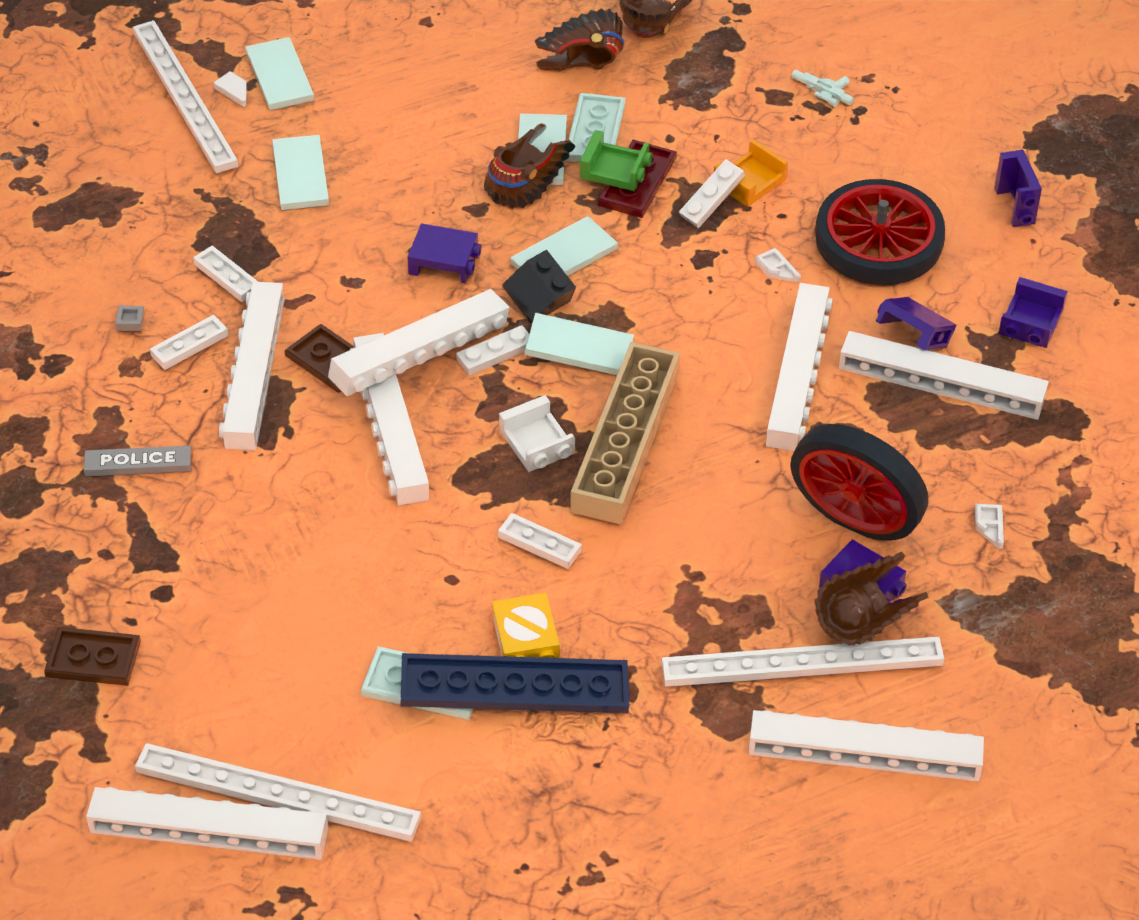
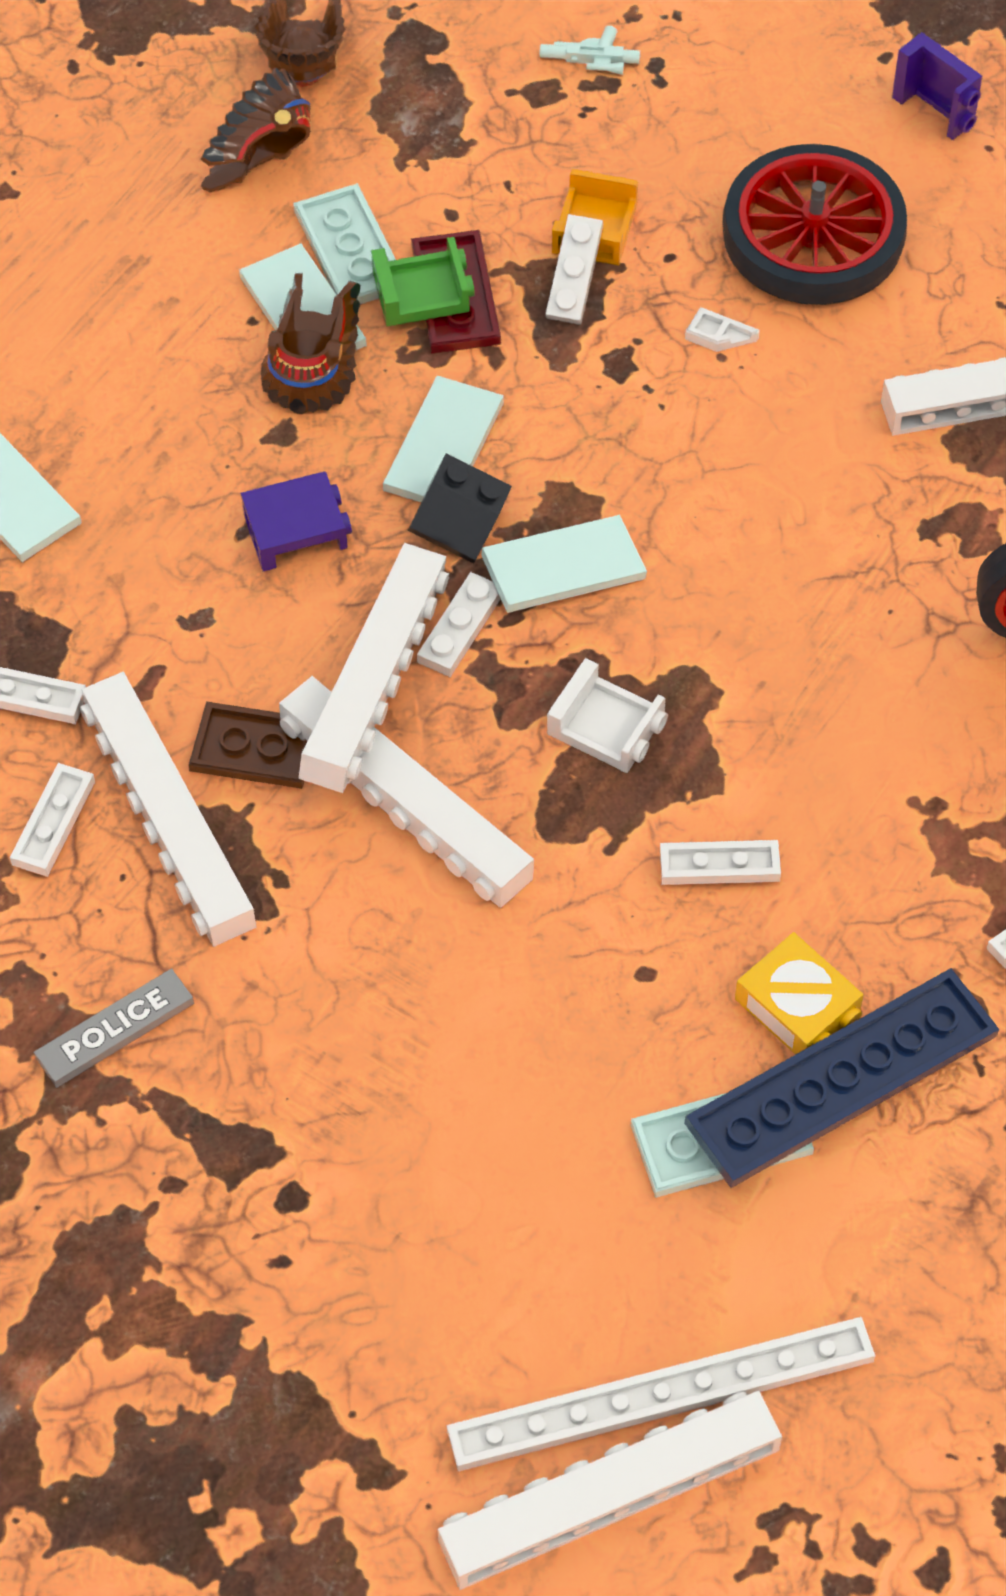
camera: 30 degrees left, 10 degrees up
(92, 656) = (272, 1340): reddish brown tile -> none
(625, 433) = (720, 659): tan brick -> none
(798, 366) = (853, 459): white brick -> none
(934, 327) = (953, 320): dark purple panel -> none

